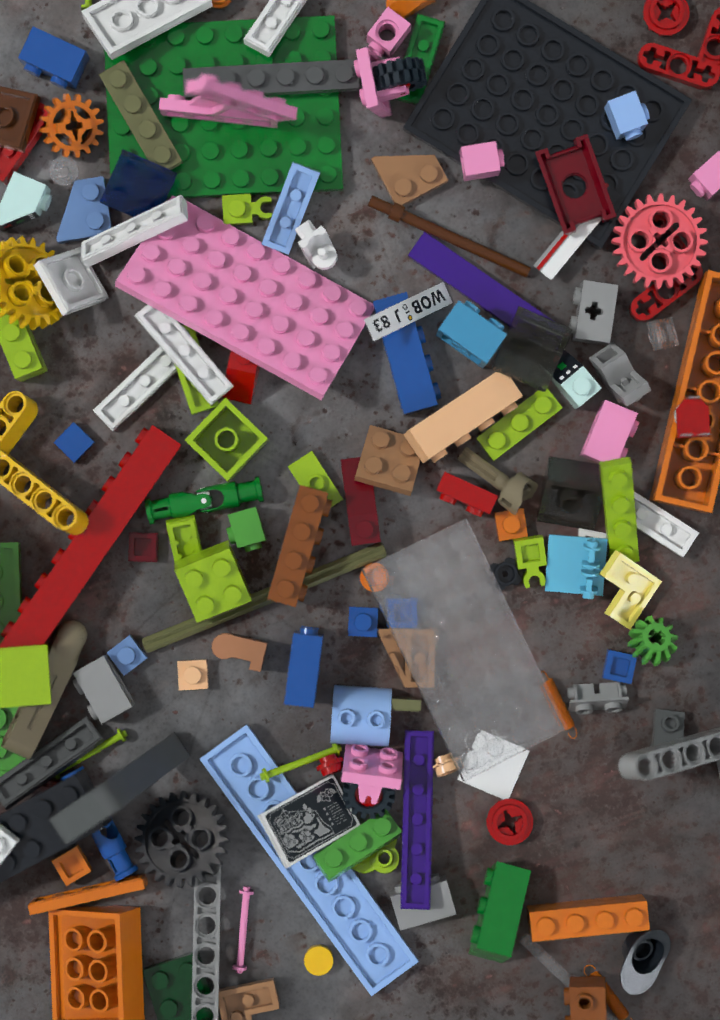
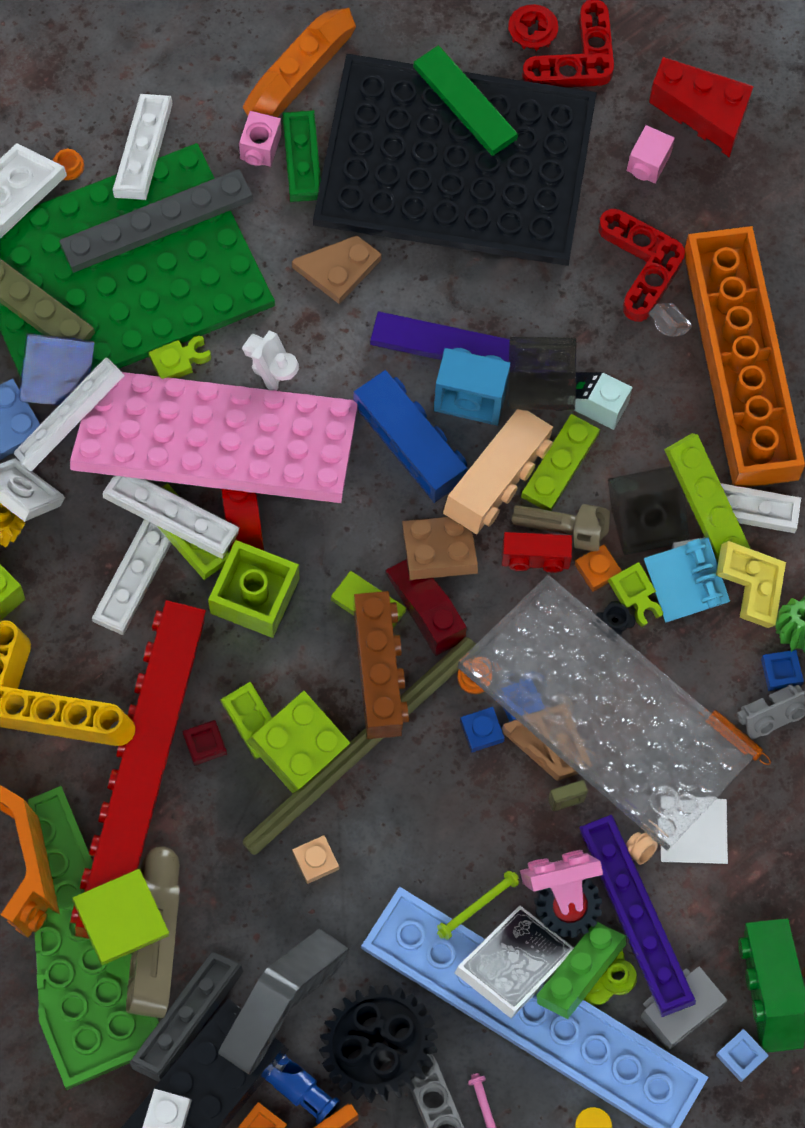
camera: 25 degrees left, 20 degrees down
(74, 442) = (84, 660): blue tile -> none
(103, 689) = (219, 911): light grey brick -> none
(121, 735) = (260, 958): lime axle -> none
(127, 655) = (232, 866): medium blue plate -> none
(183, 504) = (239, 672): green piece -> none
(227, 104) = (107, 255): bright pink plate -> none
(245, 648) = (358, 806): nougat leg -> none
(246, 529) = (313, 674): bright green brick -> none
(290, 207) = (227, 334): light blue plate -> none
(304, 667) = (439, 793): blue brick -> none
(330, 765) = (512, 895): red plate -> none
(361, 715) = (524, 830): light blue brick -> none
(387, 79) = (280, 174): plate -> none
(397, 213) = (342, 302): reddish brown bar -> none
(408, 311) = (395, 386): white sticker -> none
(451, 953) = (742, 1055): none -> light blue plate
(481, 160) = (408, 217): bright pink brick -> none
(504, 834) = (739, 865): red gear -> none
(565, 245) = (536, 252): white sticker -> none
(575, 65) = (465, 100): none -> green tile
(576, 162) = (514, 186): dark red piece -> none
(604, 298) = (590, 323): light grey brick -> none
(610, 432) = (658, 428): bright pink brick -> none
(618, 375) = (644, 373): light grey brick -> none
(627, 116) = (538, 125): light blue brick -> none
(641, 223) = (653, 240): coral gear -> none
(692, 418) = (739, 374): red piece -> none

